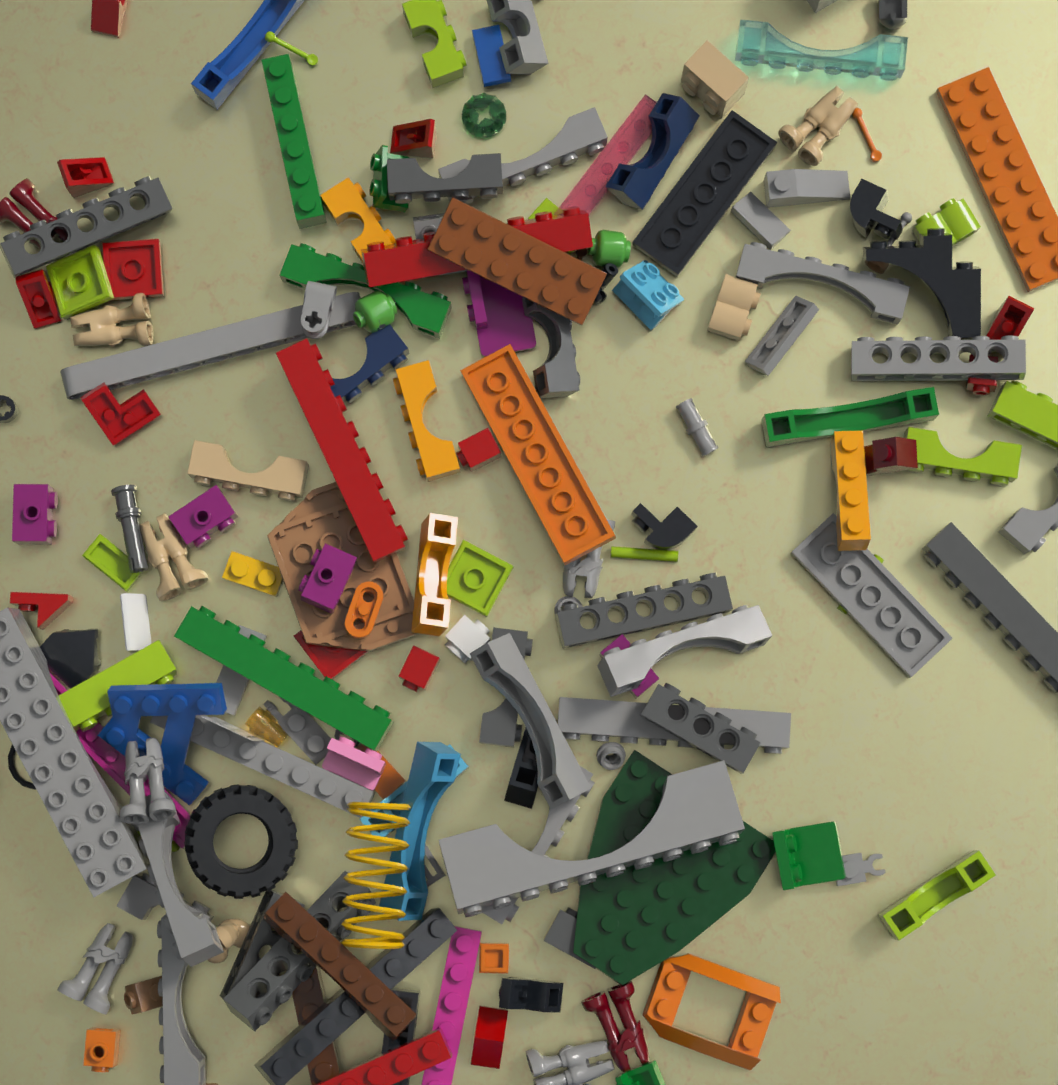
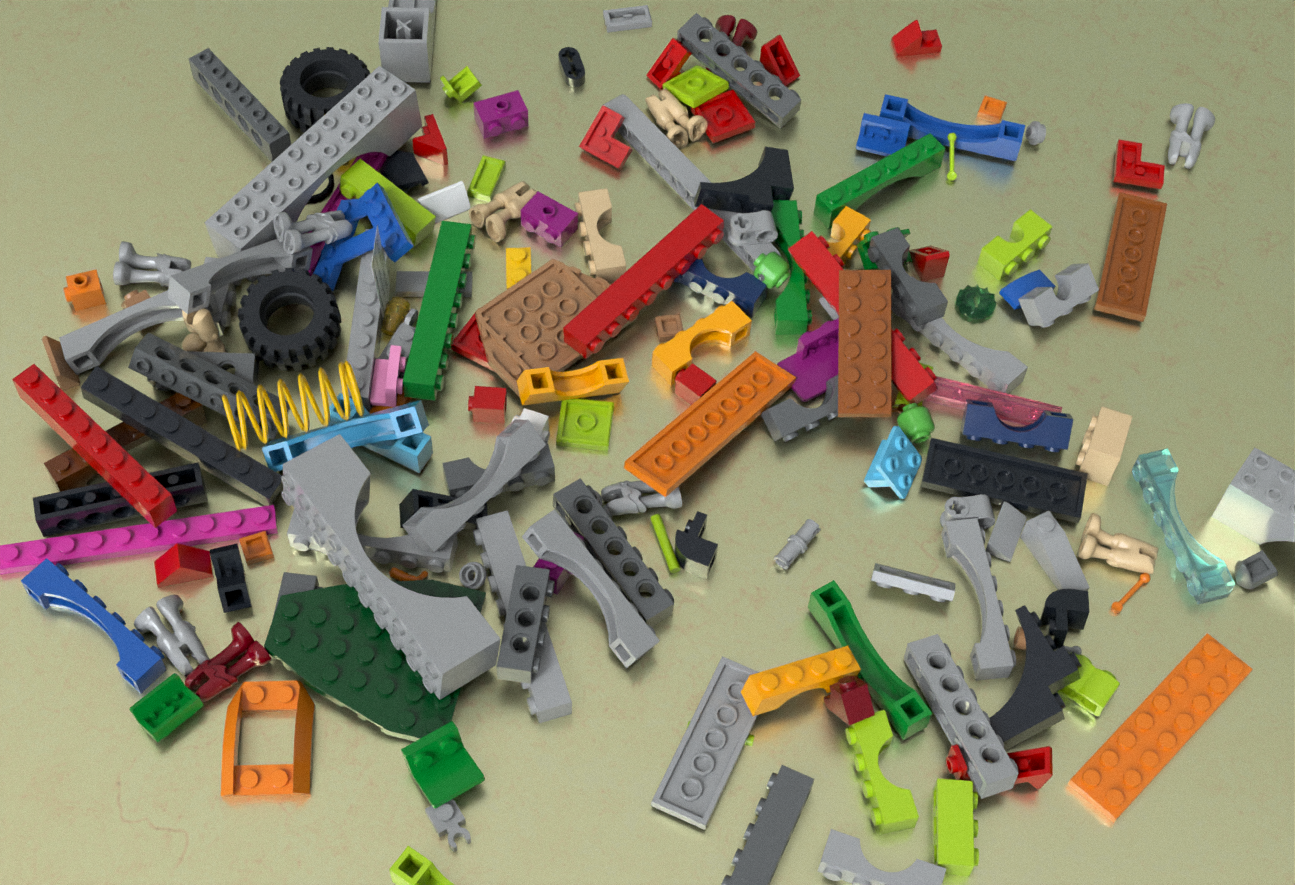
camera: 65 degrees right, 25 degrees down
(129, 517) = (527, 172): dark grey pin -> none
(237, 110) = (882, 135): none -> blue bracket
(260, 266) = (753, 192): none -> black arch
(318, 944) = (193, 420): reddish brown arch -> none
(328, 578) = (534, 305): magenta brick -> none
(363, 610) = (519, 339): orange plate -> none
(390, 445) = (668, 326): none -> medium nougat tile
(585, 821) = (400, 575): none -> orange piece
(611, 271) = (881, 429): black arm -> none
(729, 244) = (968, 508): none -> light grey piece
(733, 308) = (916, 534): tan brick -> none

